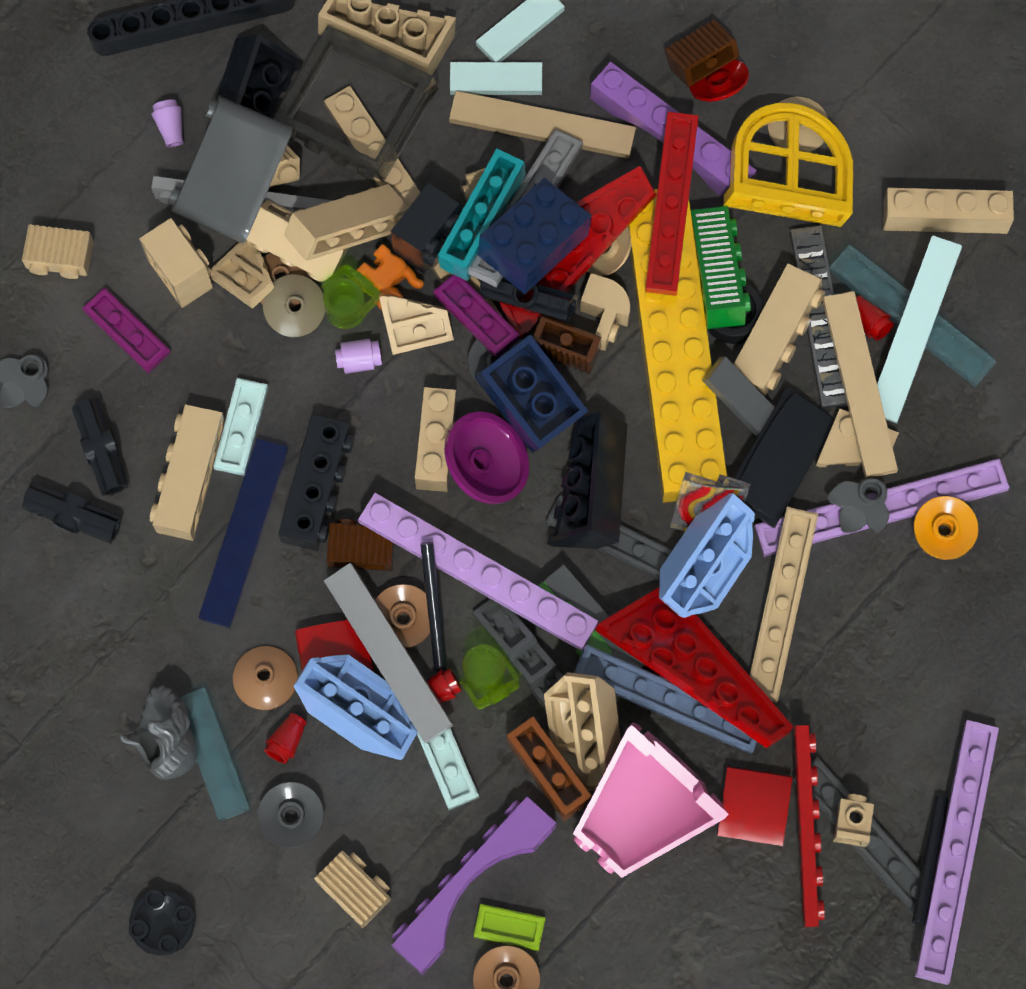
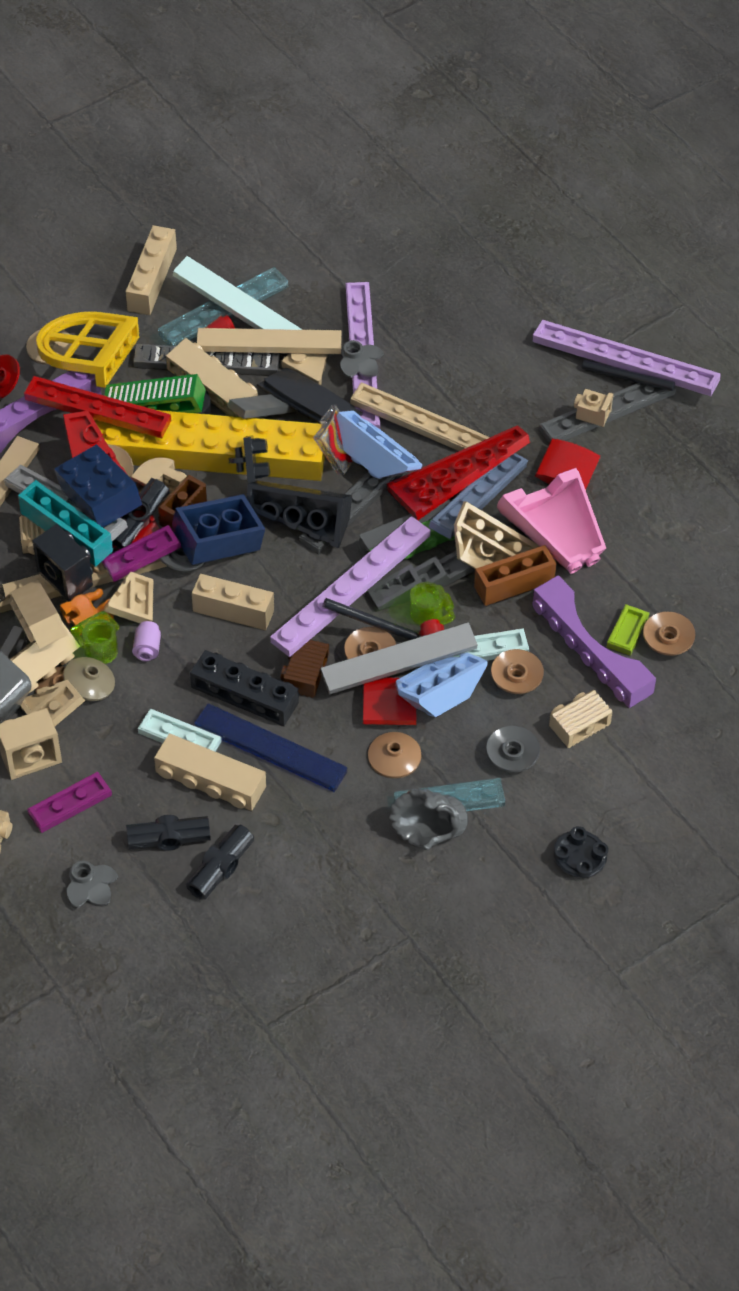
camera: 80 degrees left, 20 degrees down
(285, 739) = (451, 744): red cone -> none
(402, 783) = (517, 663): none -> medium nougat dish
(496, 451) = (260, 569): magenta dish -> none
(640, 401) = (251, 446): none -> black hips
(808, 840) = (592, 434): red plate -> none
(954, 515) = (389, 319): light orange dish -> none

